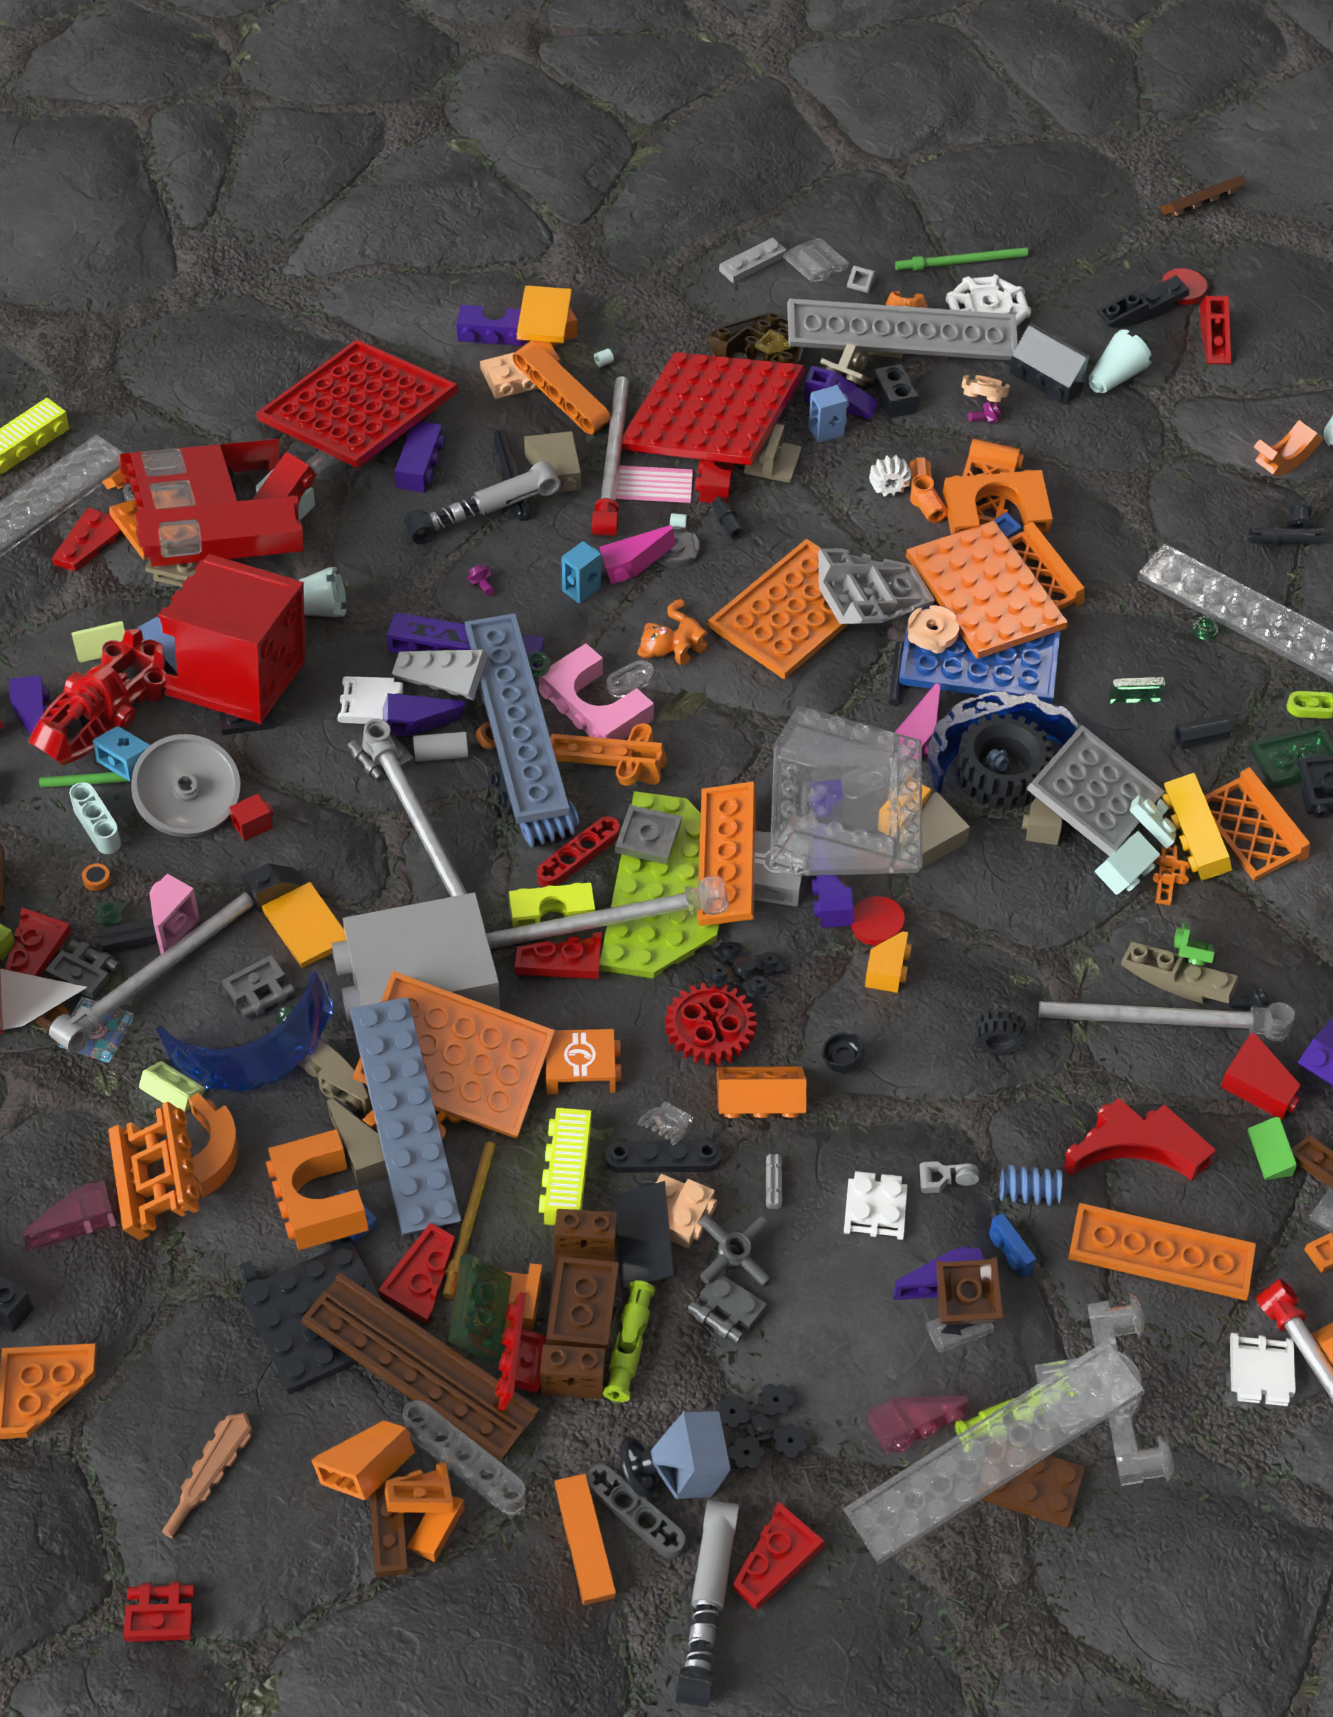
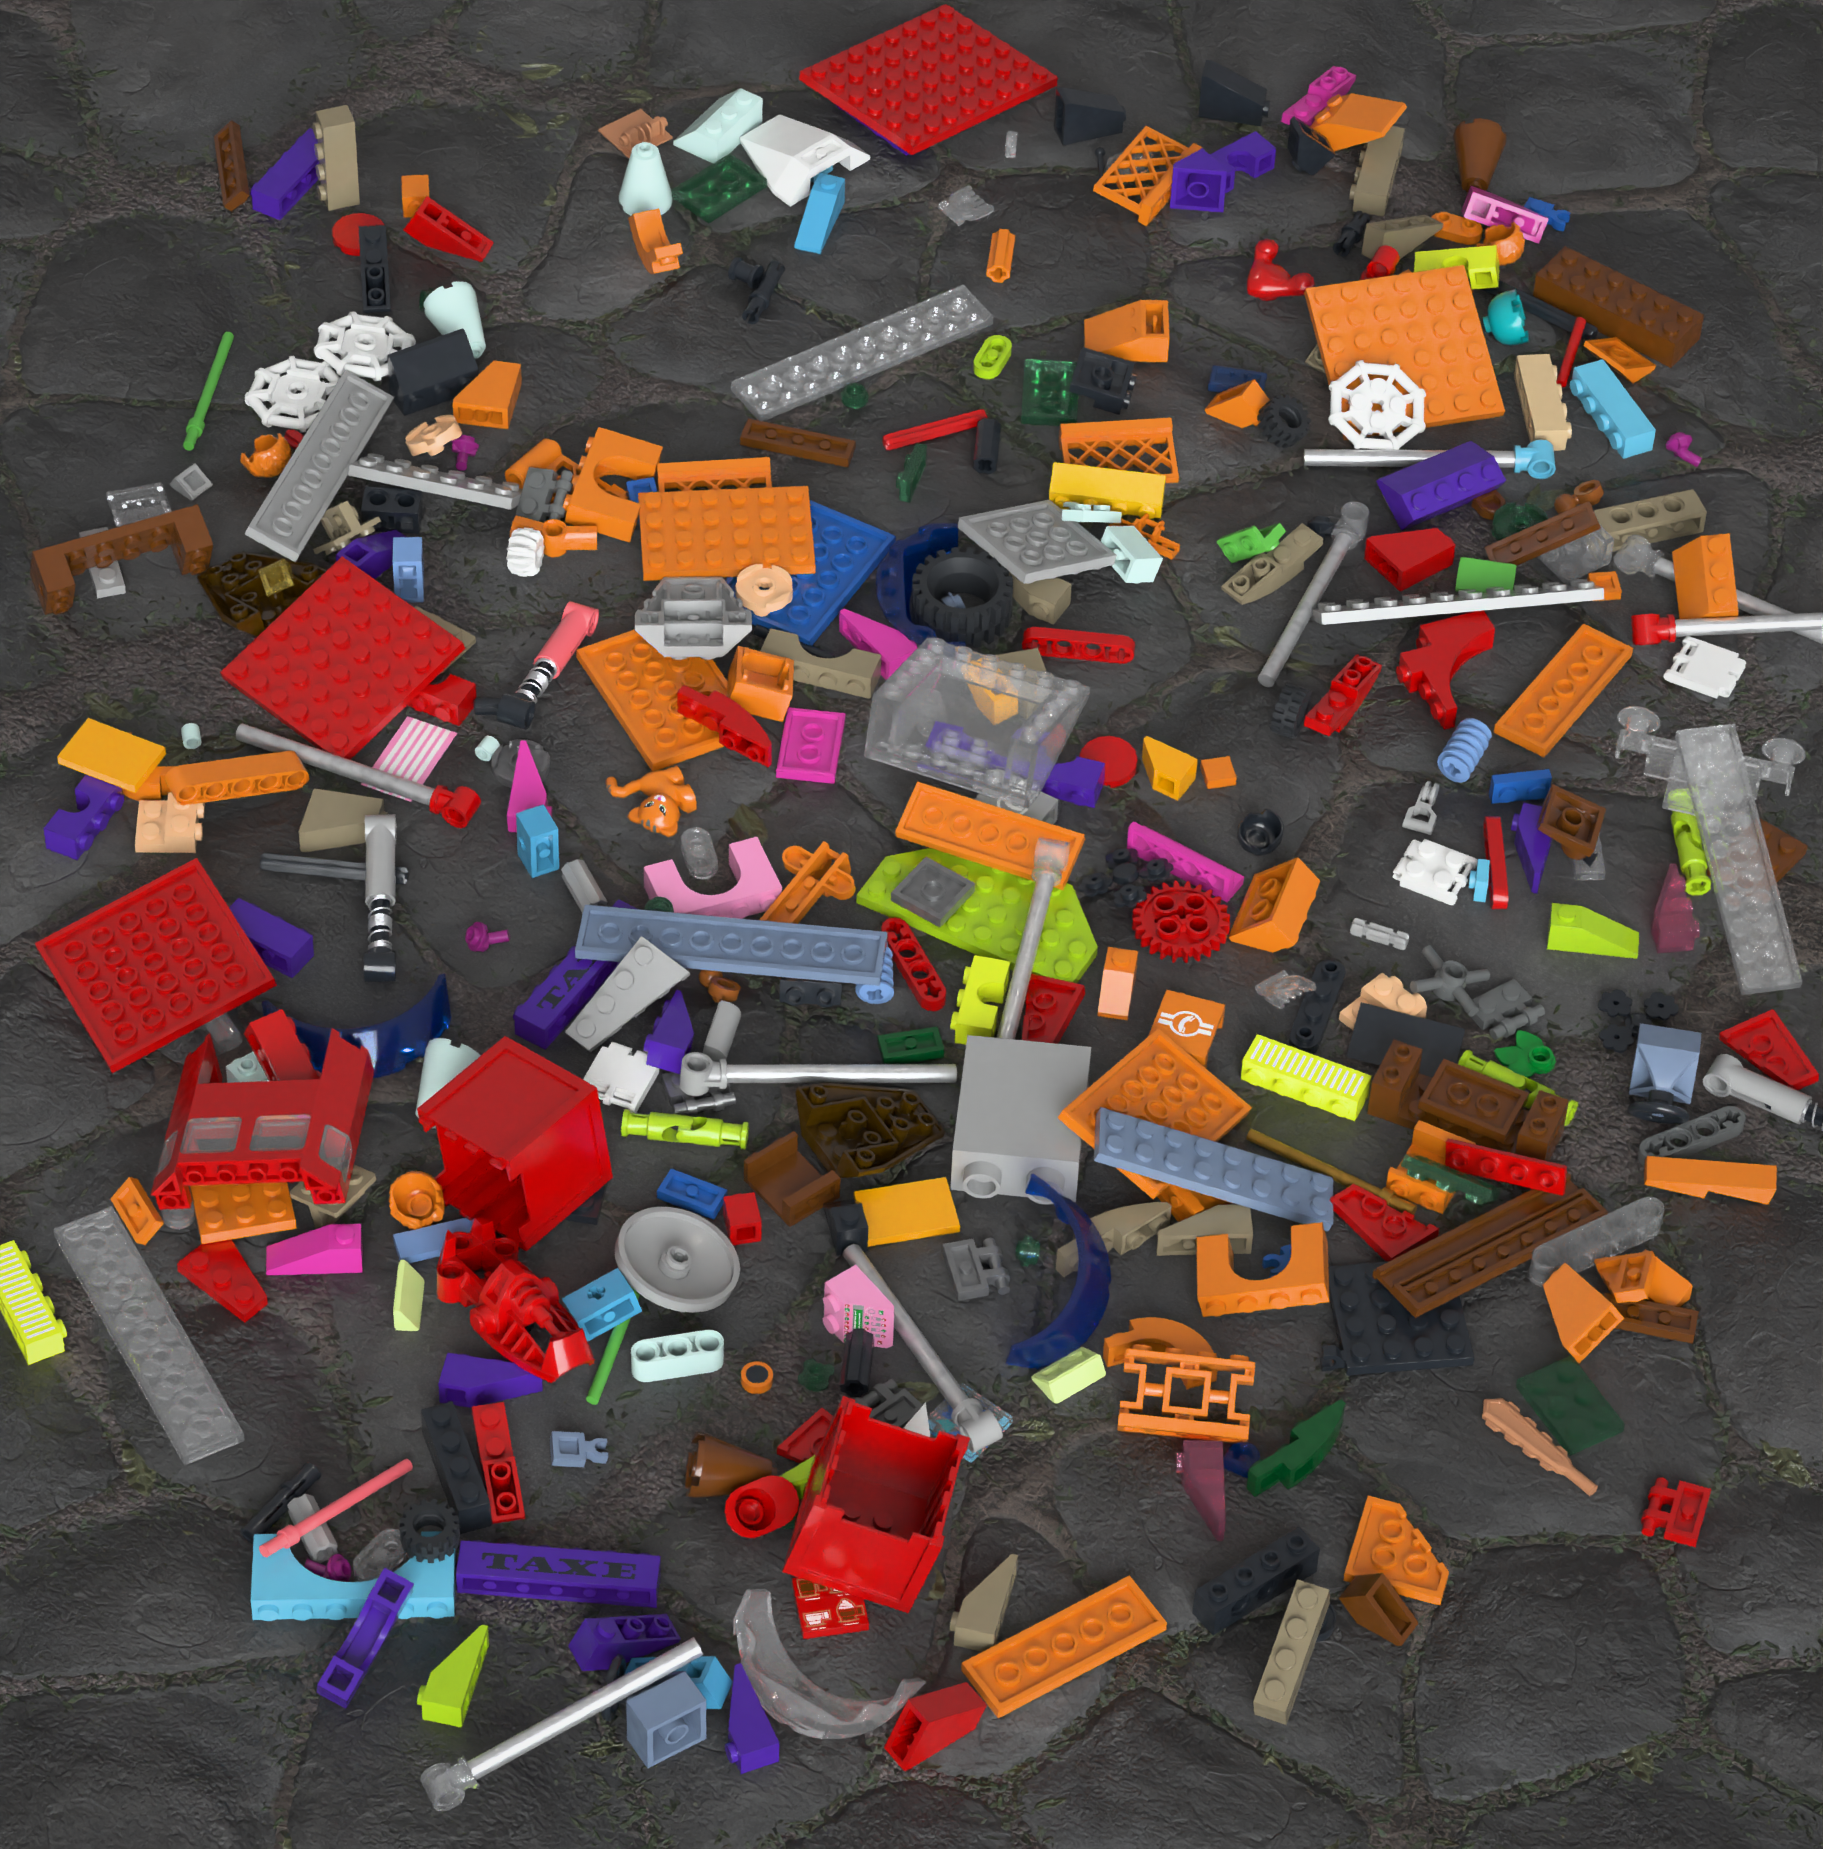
camera: 70 degrees left, 5 degrees down
(116, 1240) = (1240, 1458): none -> clear blue tile
(126, 582) = (319, 1251): none -> dark pink slope
(140, 1284) = (1306, 1450): none -> dark green slope
(263, 1488) = (1570, 1405): none -> clear green plate
(268, 778) = (691, 1194): none -> blue plate
(307, 838) = (789, 1180): none -> reddish brown panel
(332, 756) = (690, 1129): none -> lime piece
(352, 560) = (390, 1042): none -> clear blue windscreen
(377, 866) = (864, 1127): none -> dark brown wedge
(483, 874) = (910, 1046): none -> dark green plate
(557, 620) = (582, 884): none -> light grey axle
(616, 997) = (1118, 983): none -> slope
(676, 1338) = (1527, 1056): none -> green plate
(706, 228) = (56, 565): none -> reddish brown plate
(766, 650) = (734, 724): none -> red slope
(772, 713) = (810, 745): none -> dark pink tile
(787, 1008) = (1186, 862): none -> dark pink fence
(824, 656) = (761, 683): none -> orange container
(836, 530) = (575, 625): none -> piece
(853, 1354) = (1585, 931): none -> lime slope
(875, 669) = (851, 673): none -> dark tan arch
(875, 1243) = (1479, 880): none -> medium azure plate
(904, 1250) = (1497, 868): none -> red beam
(909, 1005) = (1218, 772): none -> orange tile
(936, 405) = (430, 480): none -> light grey plate
(963, 463) = (538, 492): none -> dark grey plate
(1001, 860) = (1078, 643): none -> red beam
(1050, 1075) = (1344, 697): none -> red slope
(1055, 308) = (351, 347): none -> white plate
(1055, 409) = (490, 396): none -> orange slope
(1125, 607) = (797, 442): none -> reddish brown plate
(1202, 692) = (933, 429): none -> red axle
(1217, 1132) = (1466, 601): none -> plate
(1219, 230) = (287, 179): none -> dark purple brick
(1226, 231) = (336, 157): none -> dark tan brick
(1244, 301) = (414, 191): none -> orange brick

